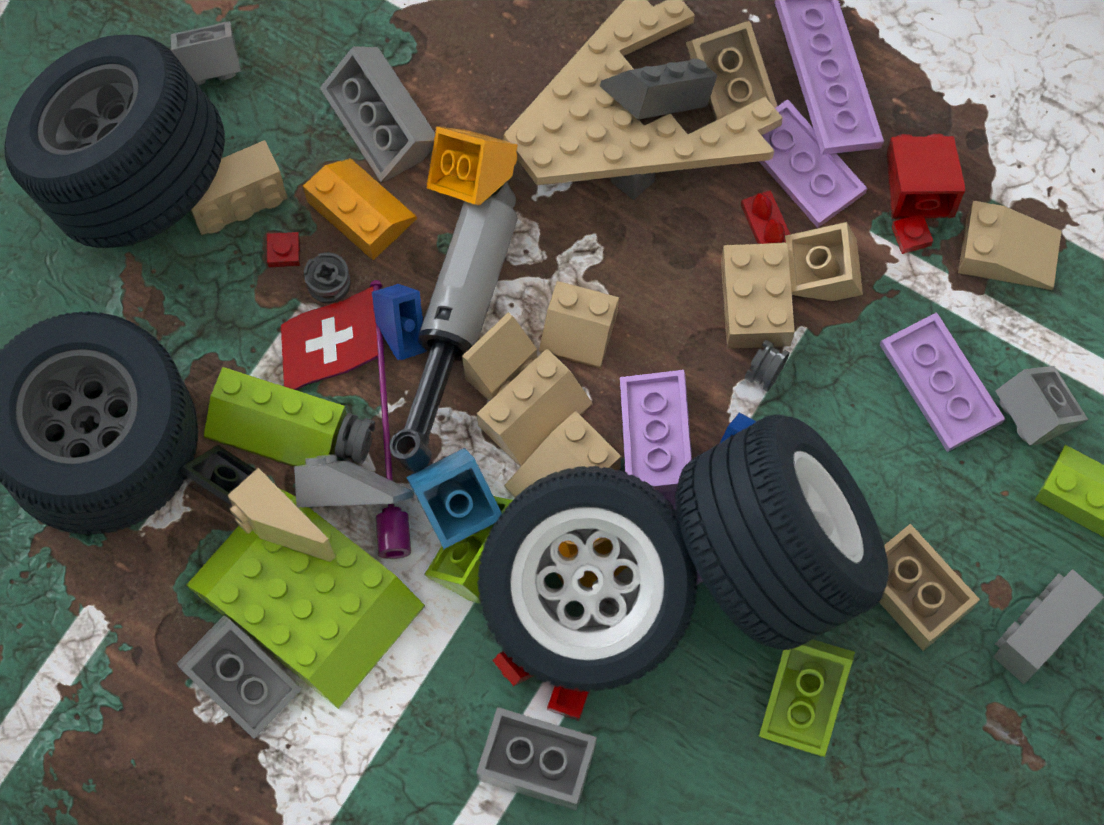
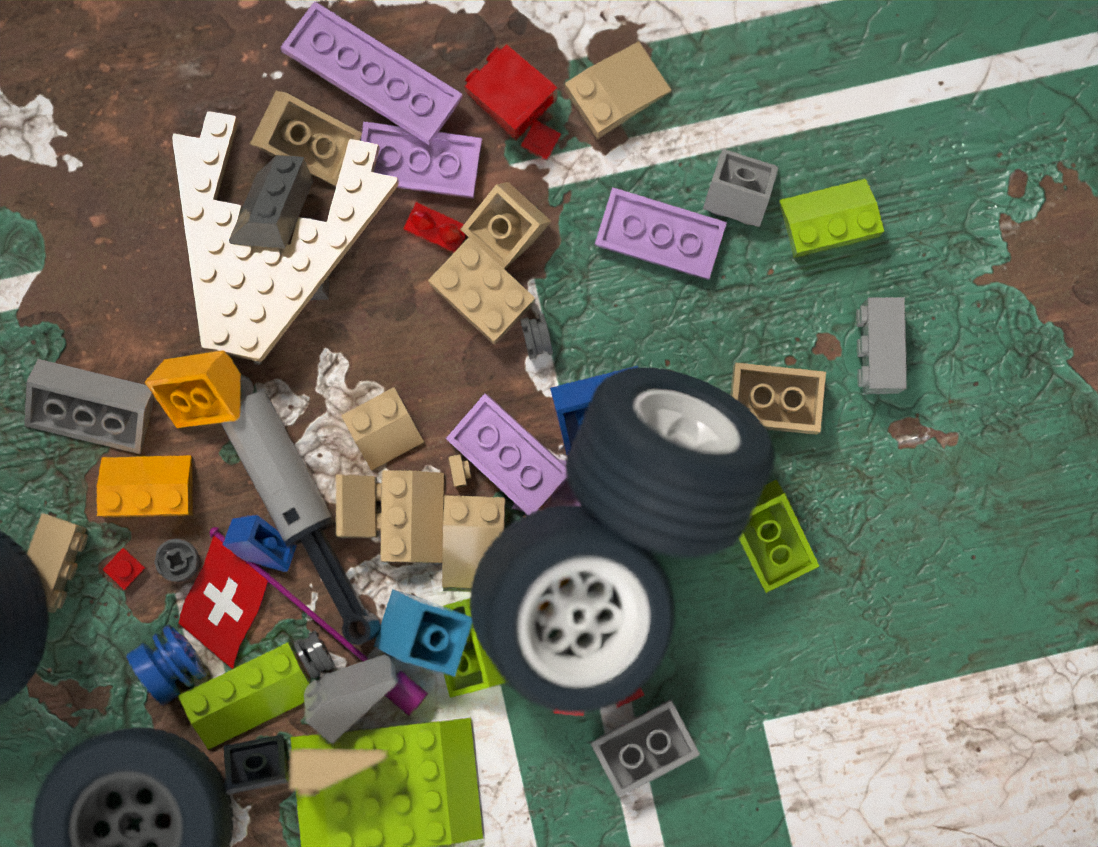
camera: 45 degrees left, 15 degrees up
(231, 337) = (164, 666): none -> blue wheel
(605, 410) = (460, 470): none -> tan plate

